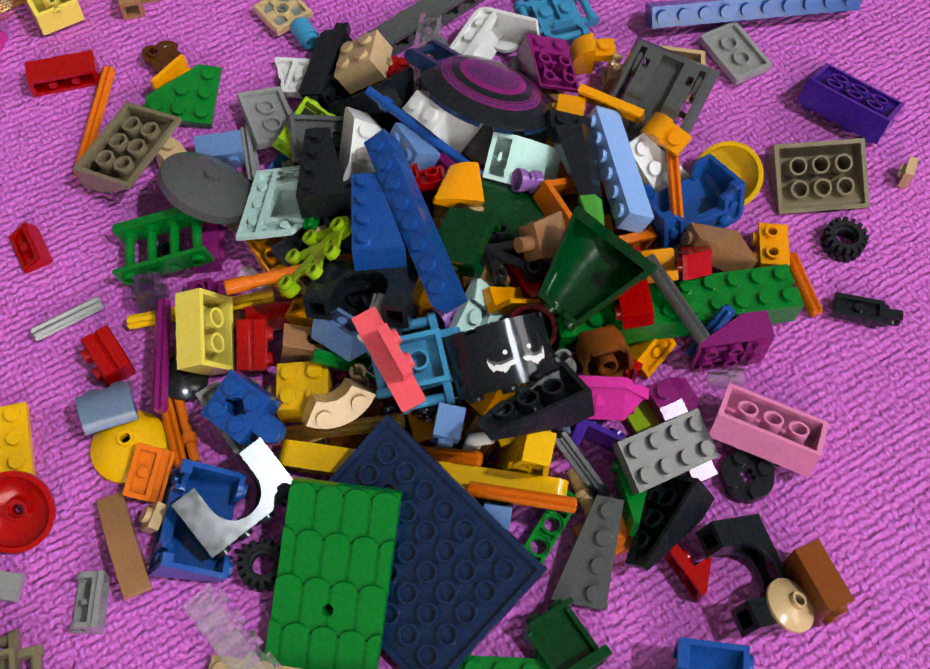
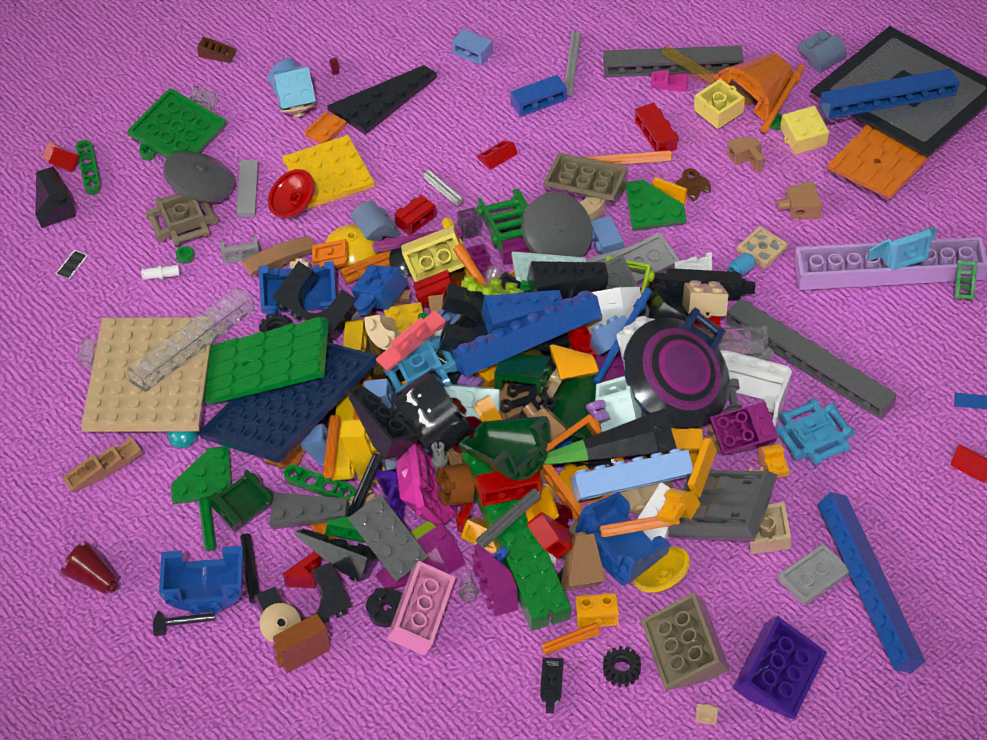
camera: 85 degrees right, 10 degrees down
(657, 645) = (249, 565): none -> black axle

